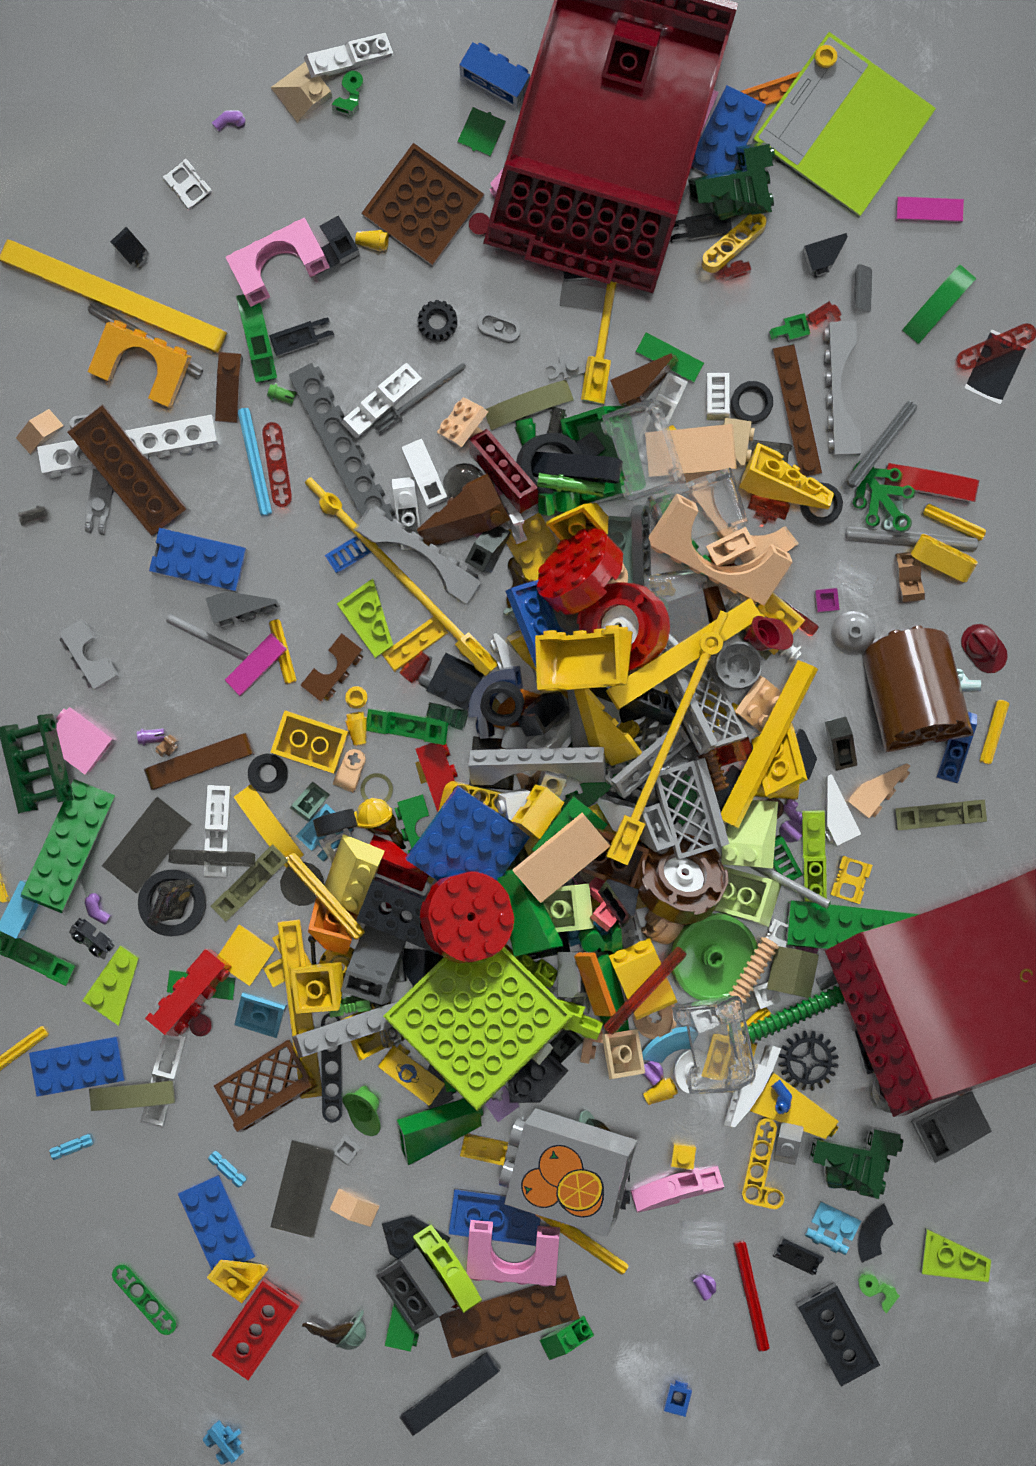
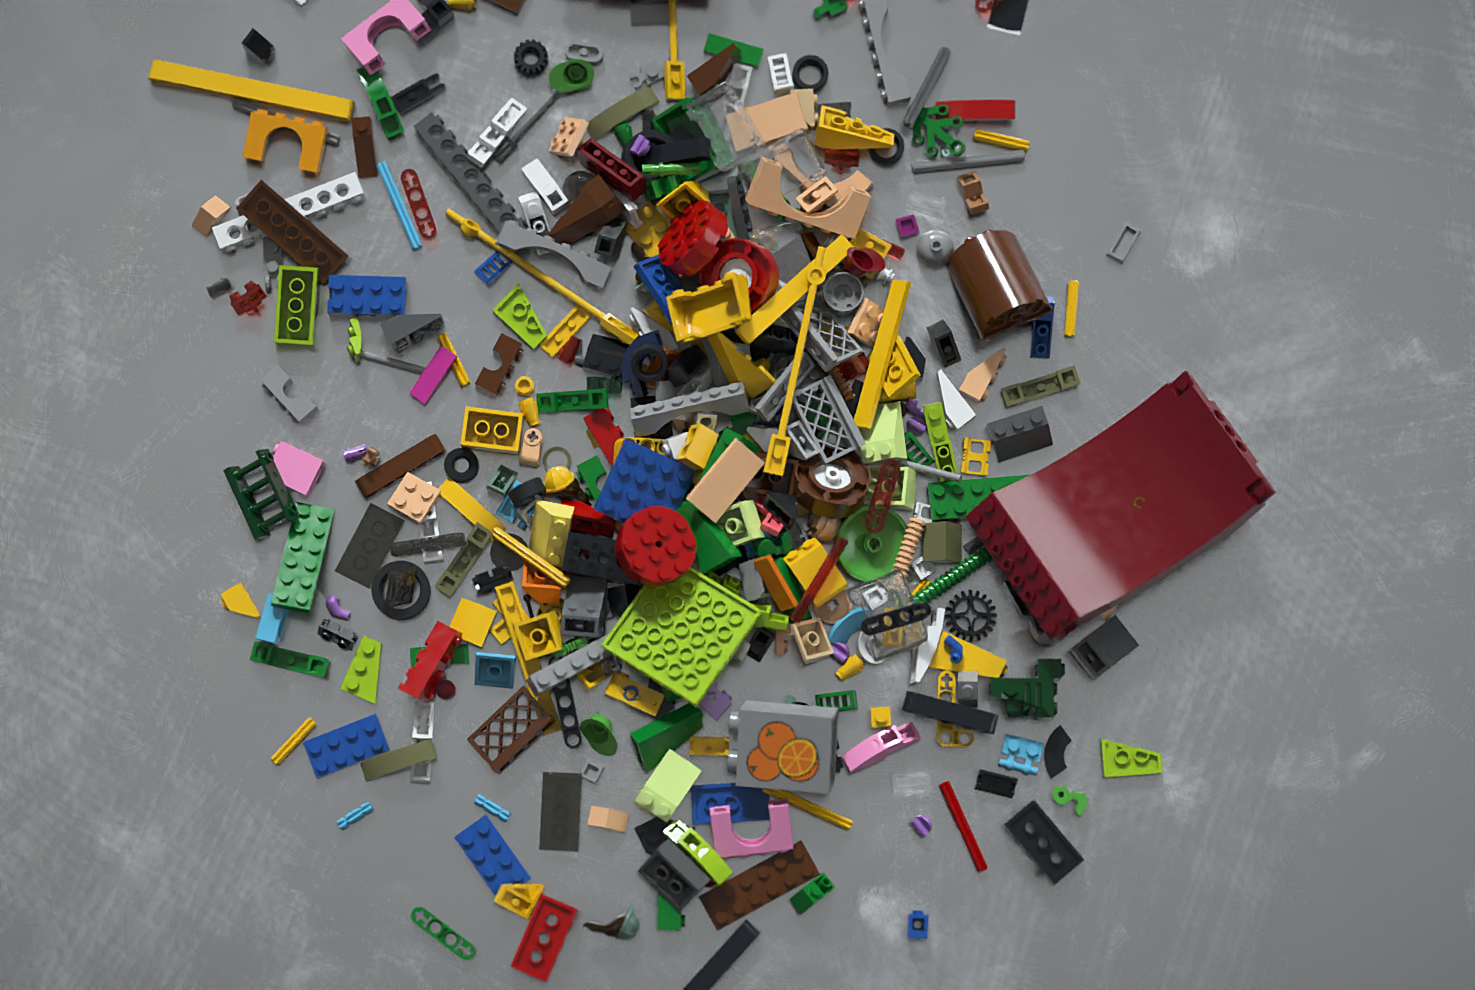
camera: 15 degrees left, 5 degrees down
(63, 538) = (249, 300): none -> clear red hips
(115, 554) = (296, 305): none -> lime brick
(174, 611) = (354, 348): none -> lime slope
(206, 802) = (414, 498): none -> light nougat plate
(267, 913) = (485, 583): none -> black hinge
(279, 393) = (408, 144): bright green pin -> none
(429, 1186) = (668, 785): none -> yellowish green slope
(479, 351) = (571, 75): none -> bright green piece
(535, 1081) = (740, 677): black tile -> none
(541, 450) = (640, 146): none -> medium lavender plate
(638, 1119) = (853, 700): none -> green slope
(723, 1051) = (896, 618): none -> black beam
(739, 909) = (886, 497): none -> clear red beam
(763, 1168) = (950, 712): none -> black beam
(797, 410) = (849, 73): reddish brown plate -> none
(906, 865) = (1020, 434): none -> dark grey slope
(944, 558) = (998, 171): yellow beam -> none
(968, 685) = (1041, 273): light aqua arm -> none
(984, 648) = (1048, 241): dark red piece -> none

